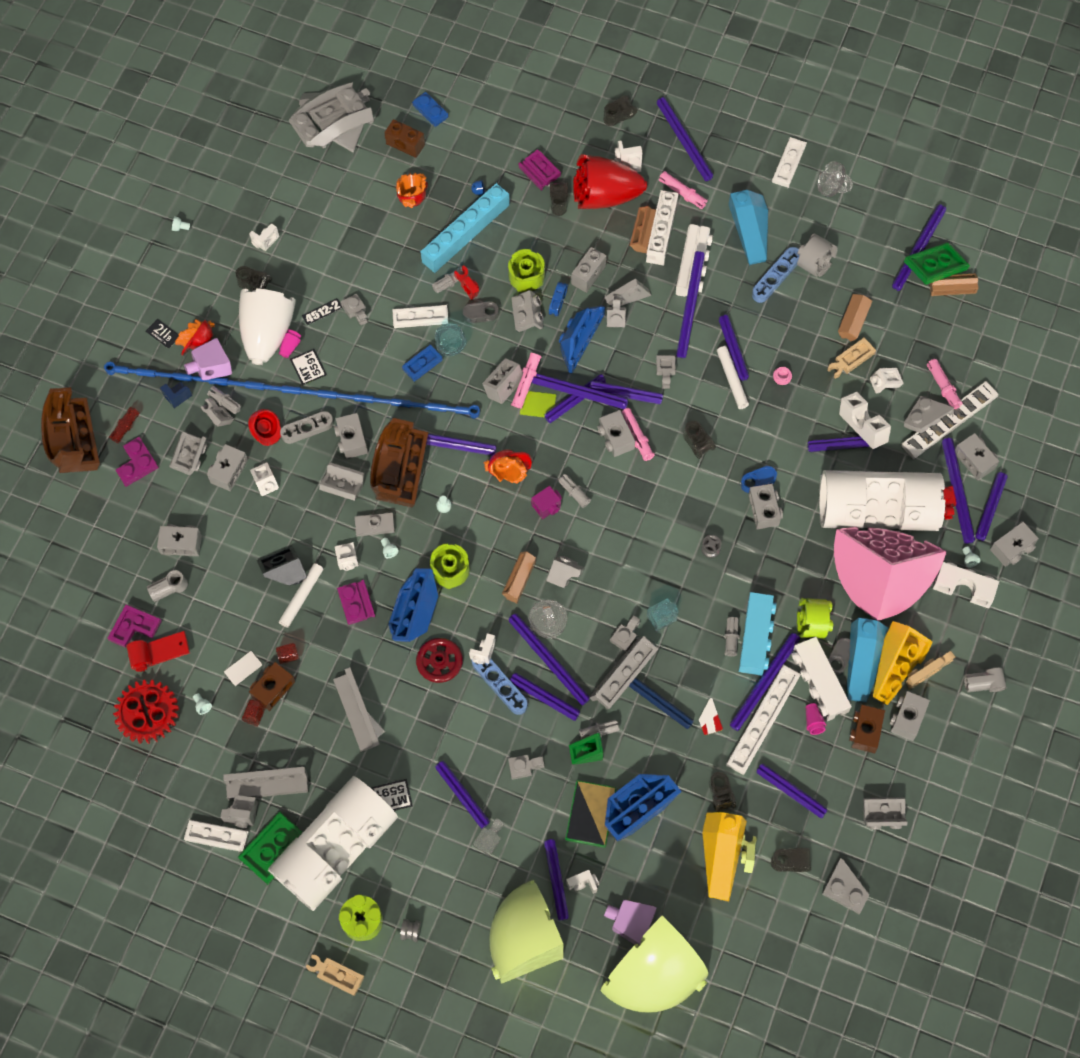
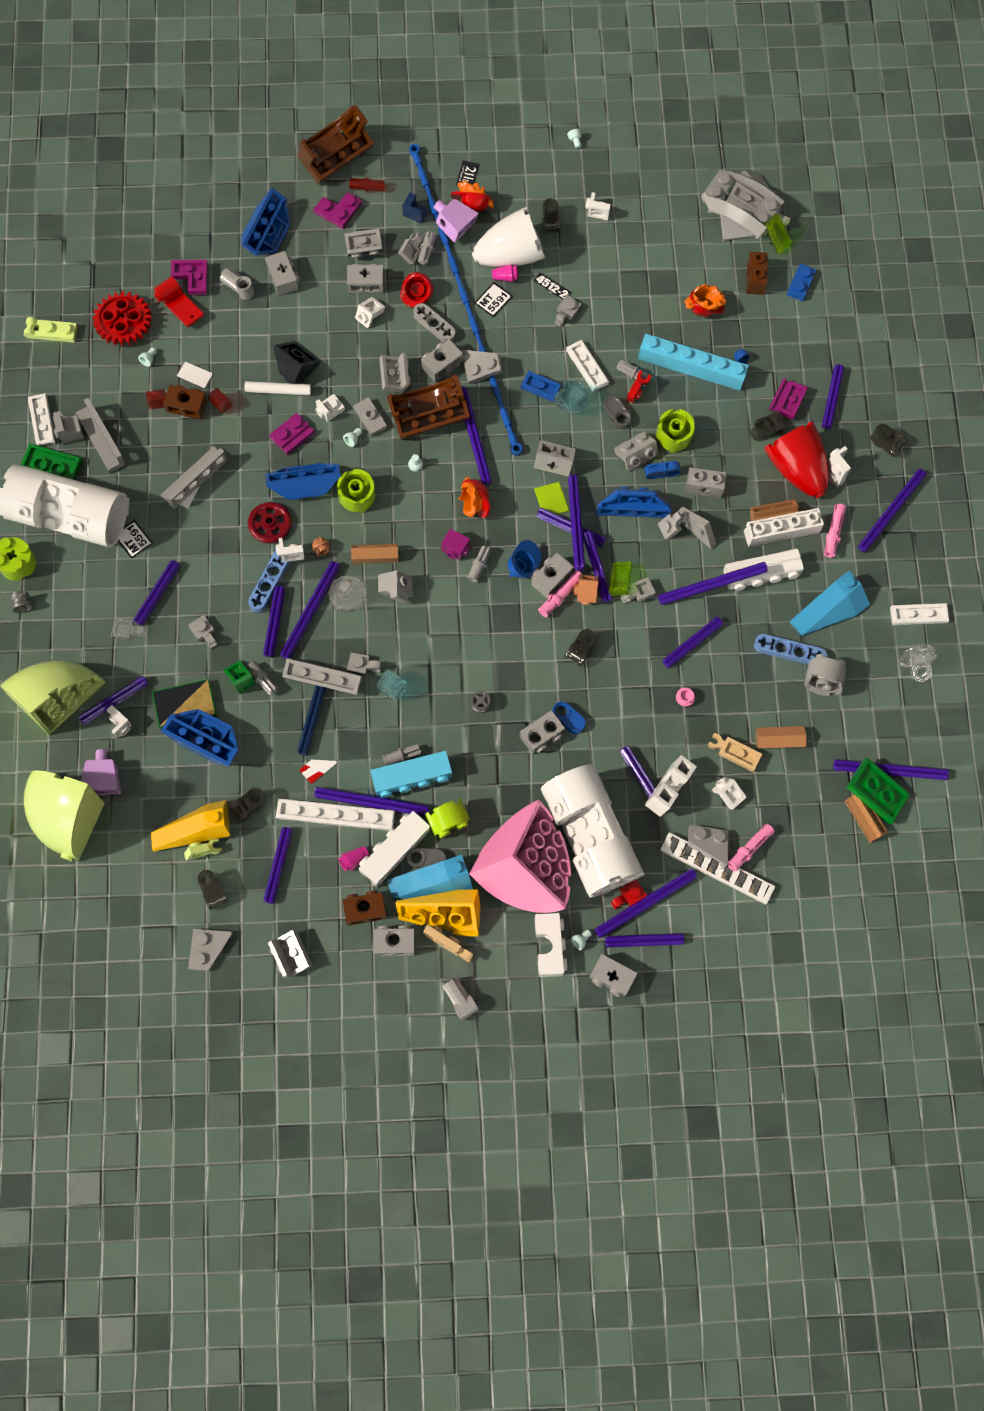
camera: 60 degrees right, 5 degrees up
(118, 533) = (267, 225): none -> blue wedge
(119, 788) = (50, 330): none -> yellowish green plate
(374, 403) = (481, 365): none -> light grey wing
(377, 103) = (778, 233): none -> clear neon green tile
(487, 622) = (320, 546): none -> nougat plate
(526, 379) = (566, 476): bright pink pin -> none
(554, 134) = (833, 397): none -> dark purple axle
(592, 450) = (524, 560): none -> blue piece
(645, 409) = (586, 589): none -> nougat brick
(647, 378) = (620, 578): none -> clear neon green tile
(732, 377) = (661, 653): white piece -> none
(976, 456) = (690, 895): light grey brick -> none

